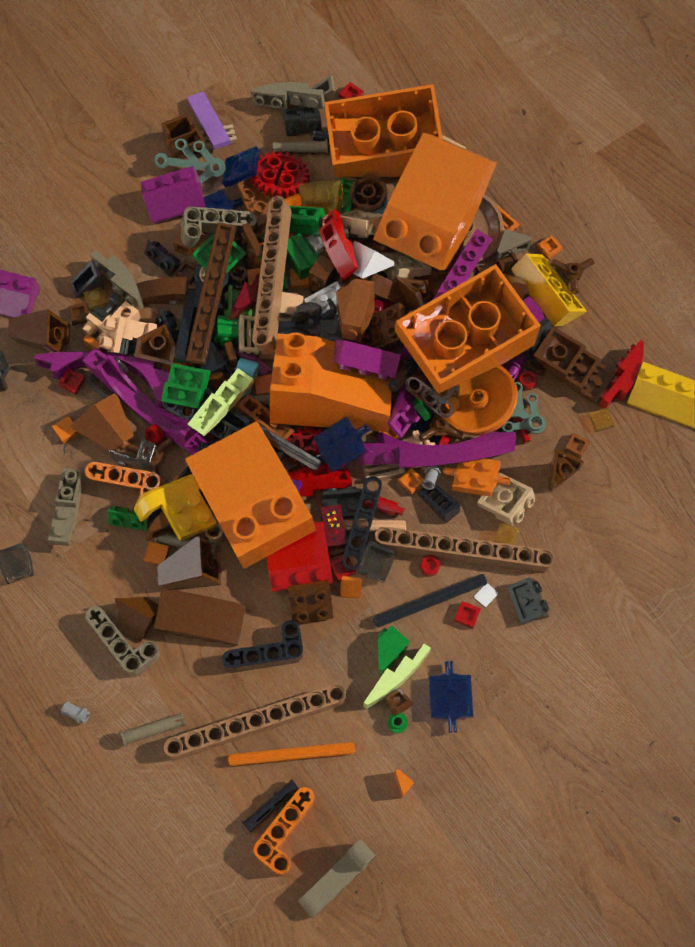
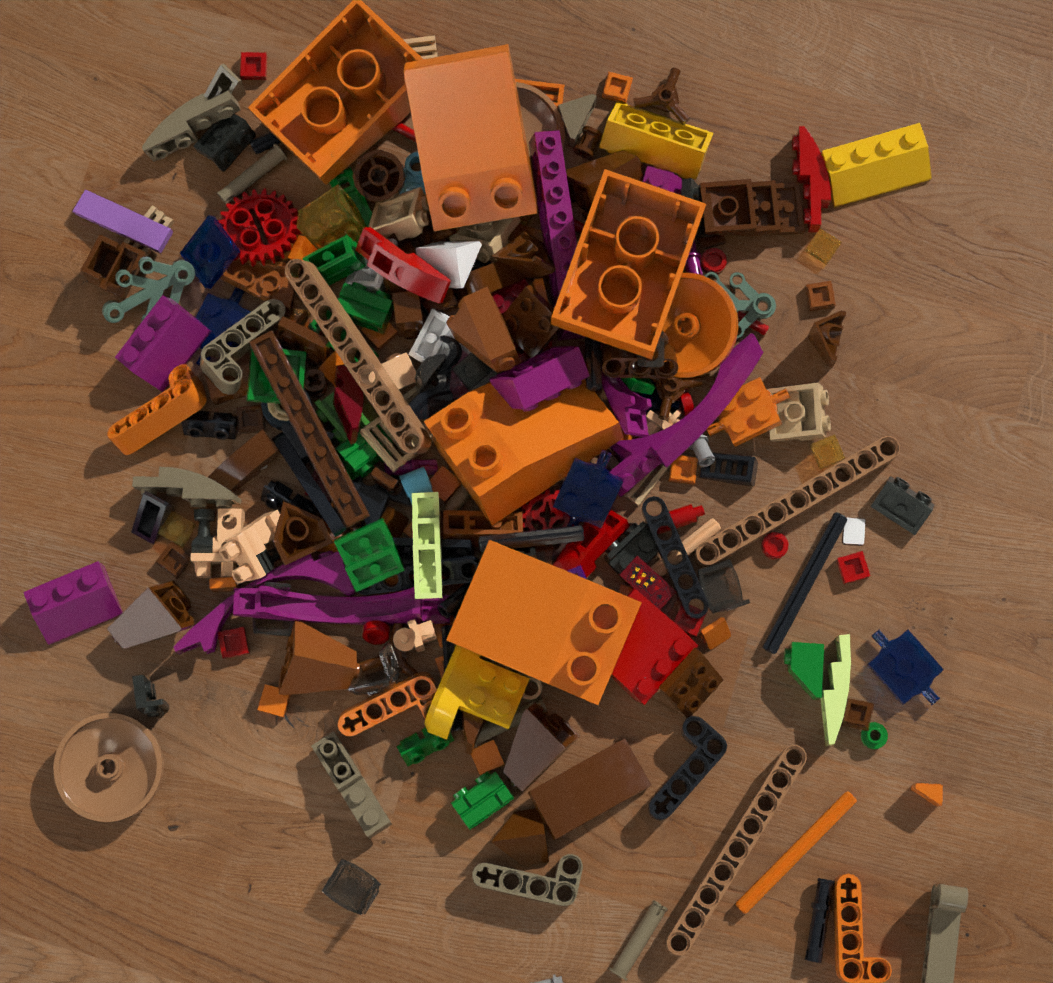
camera: 35 degrees left, 10 degrees up
(132, 574) = (481, 800): none -> green brick
(139, 229) = (161, 413): none -> orange beam
(174, 452) = (416, 636): none -> light nougat hips

